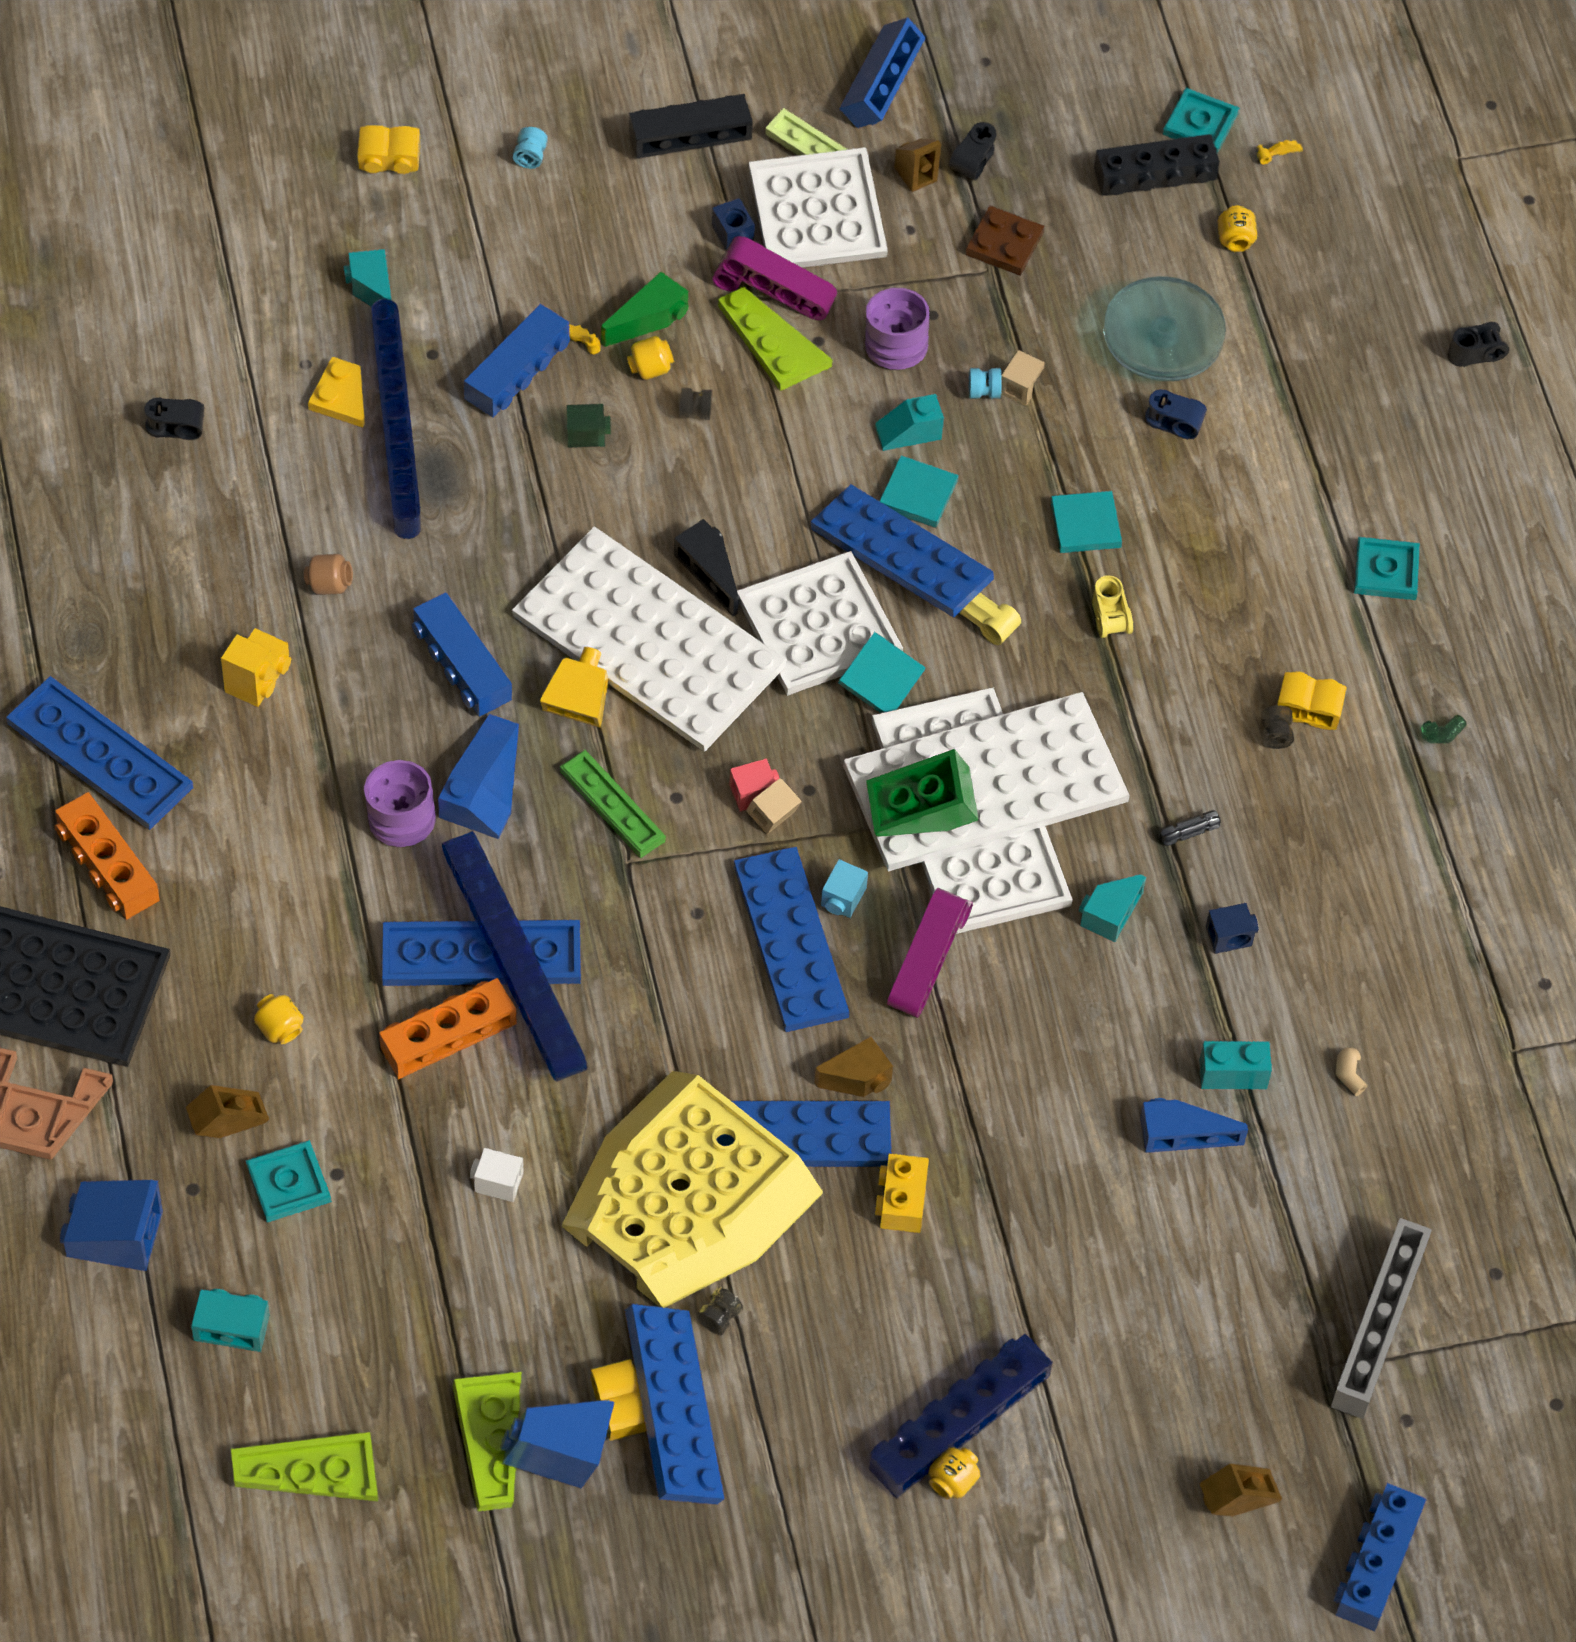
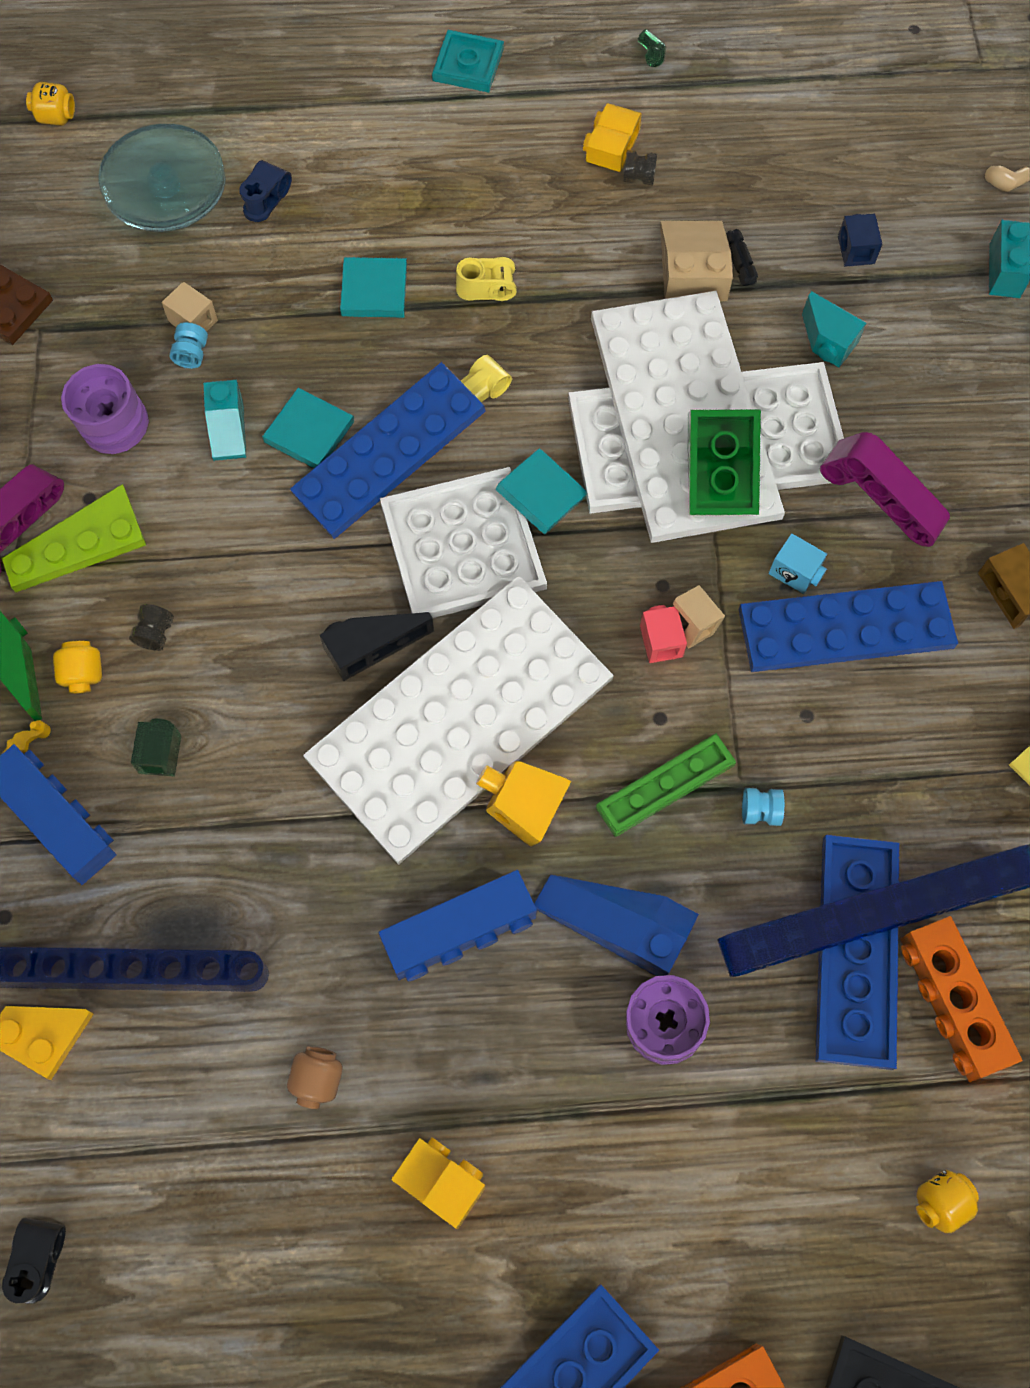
camera: 80 degrees left, 10 degrees up
(599, 870) = (763, 806): none -> medium azure wheel
(1177, 783) = (695, 258): none -> tan slope

